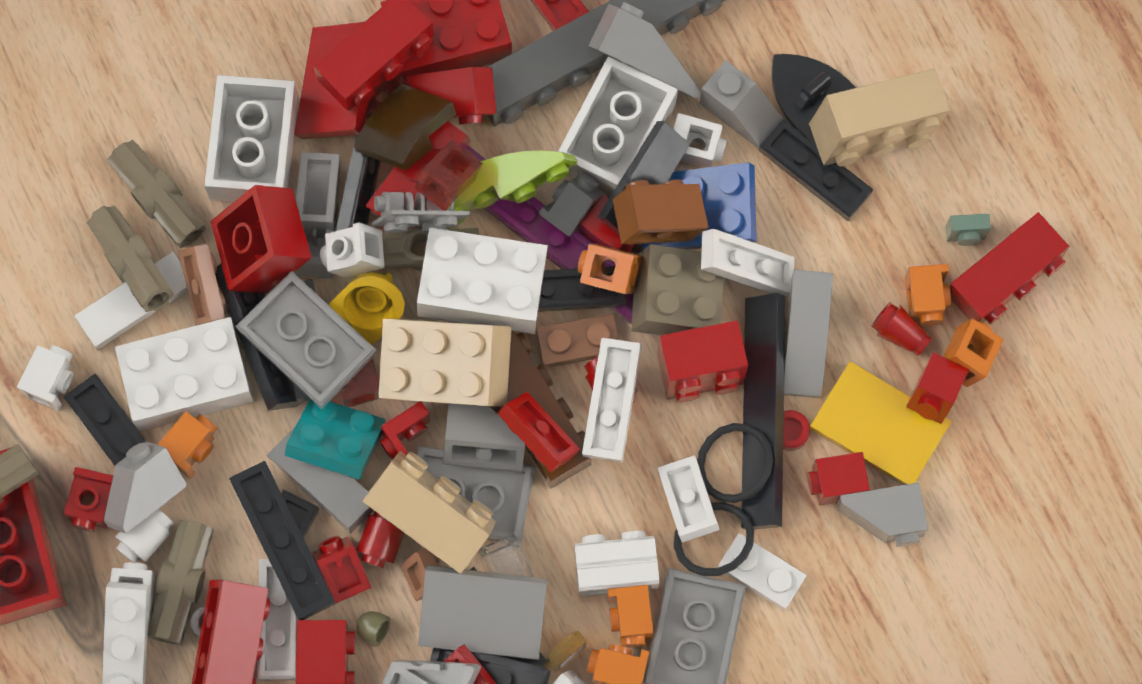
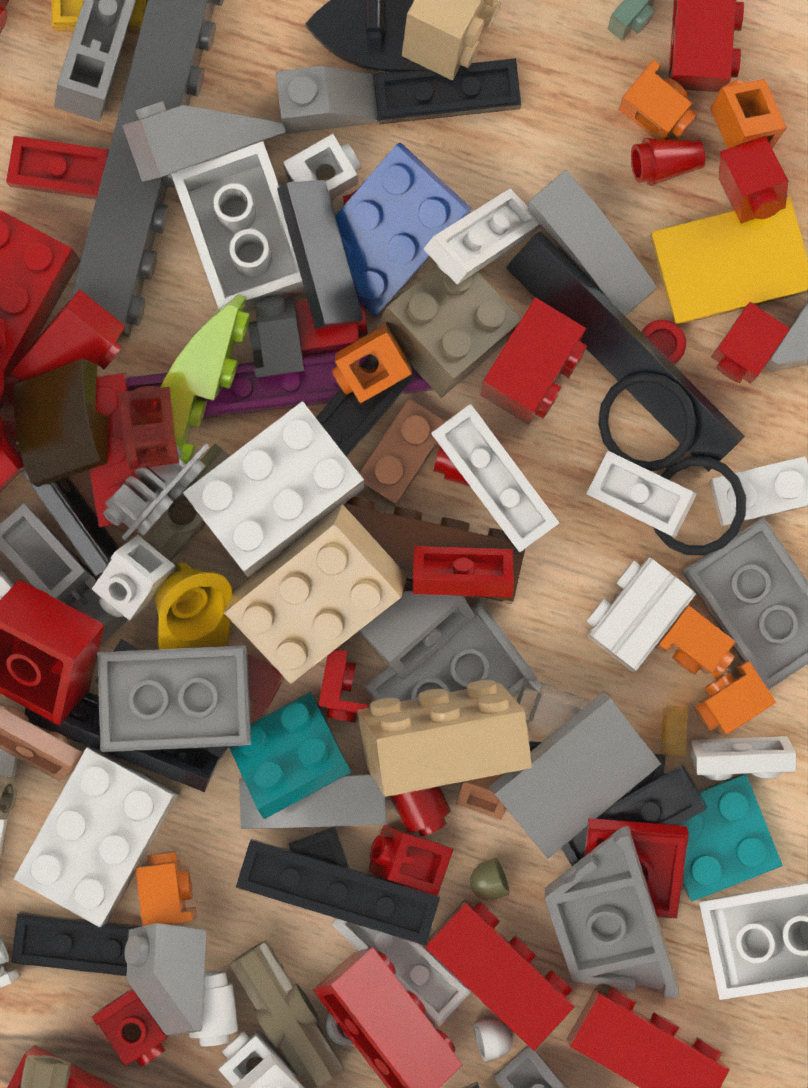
camera: 40 degrees left, 10 degrees up
(660, 212) = (368, 269): dark orange brick -> none

